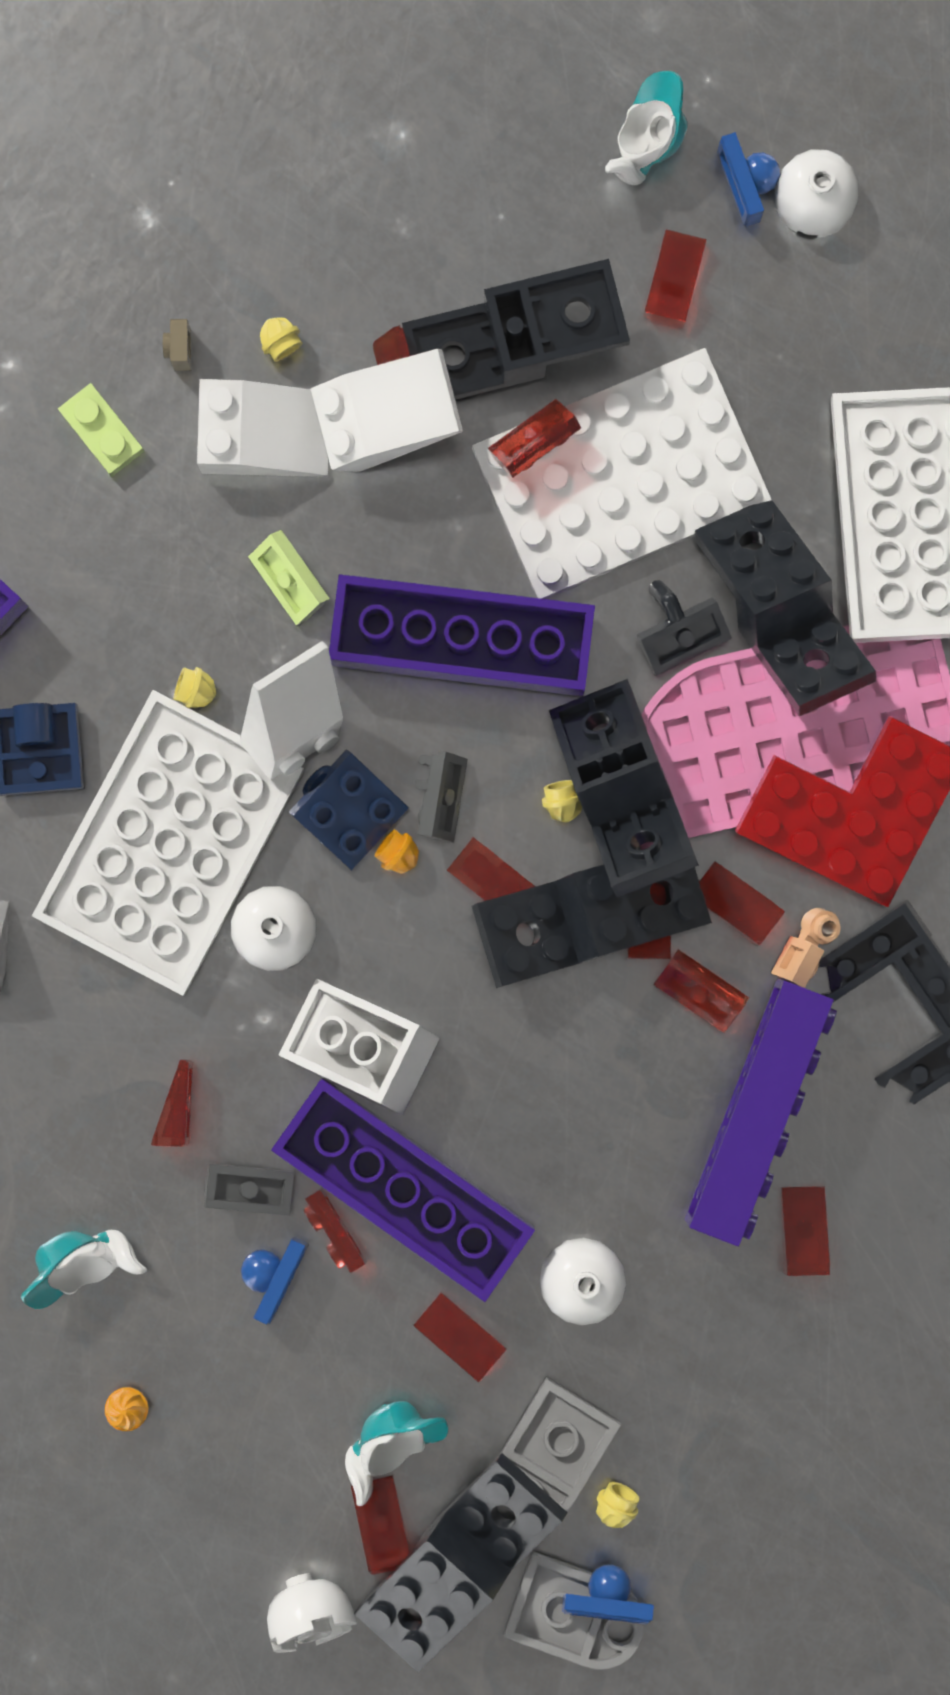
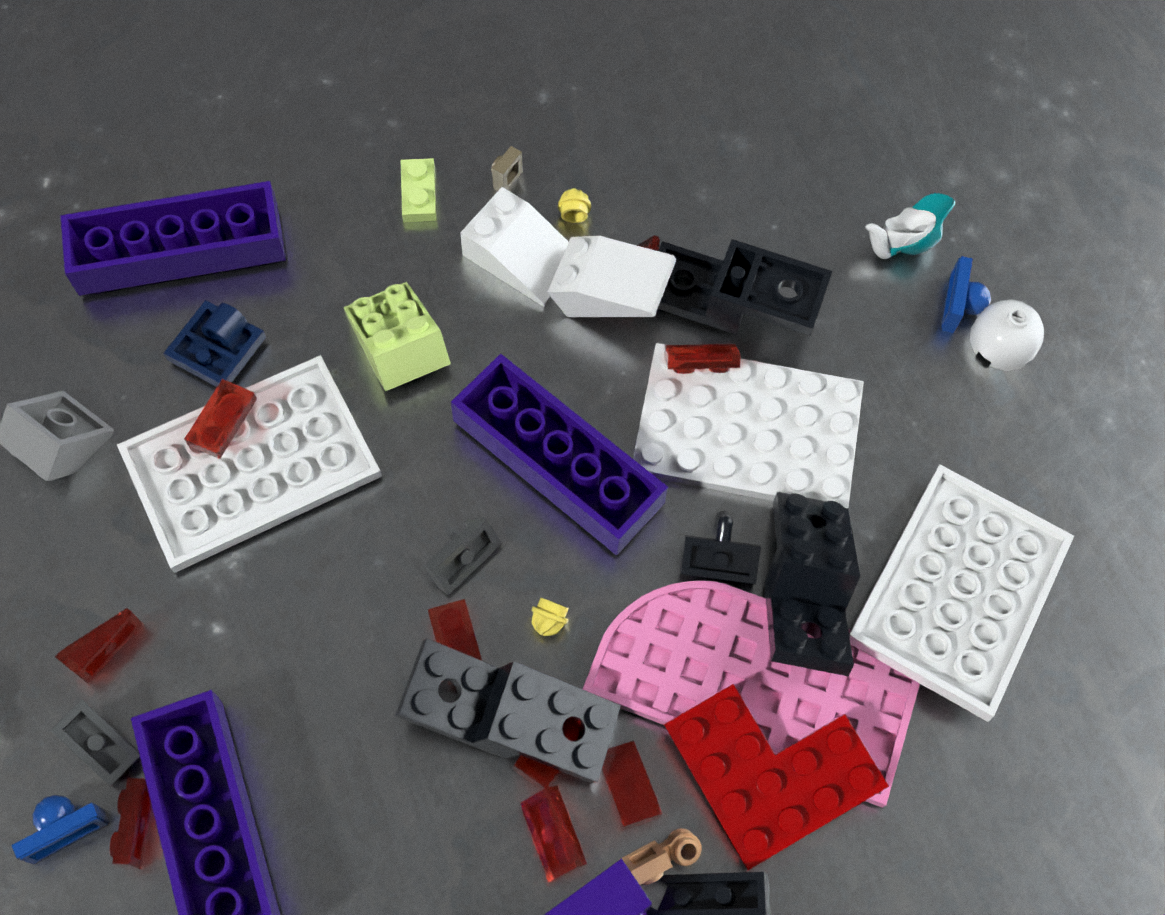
camera: 30 degrees right, 20 degrees down
(116, 824) = (220, 419): none -> clear red plate
(194, 688) = (349, 373): light yellow plate -> none
(207, 613) = (397, 335): none -> yellowish green slope
(288, 577) = (468, 345): yellowish green plate -> none
(289, 938) = (273, 567): white cylinder -> none
(293, 713) = (398, 415): white slope -> none
(347, 808) = (389, 518): dark blue plate -> none
(359, 1046) = (264, 696): white slope -> none
(397, 852) = (401, 573): light orange plate -> none
(622, 788) = (596, 631): black bracket -> none
(675, 275) = (872, 326): clear red slope -> none

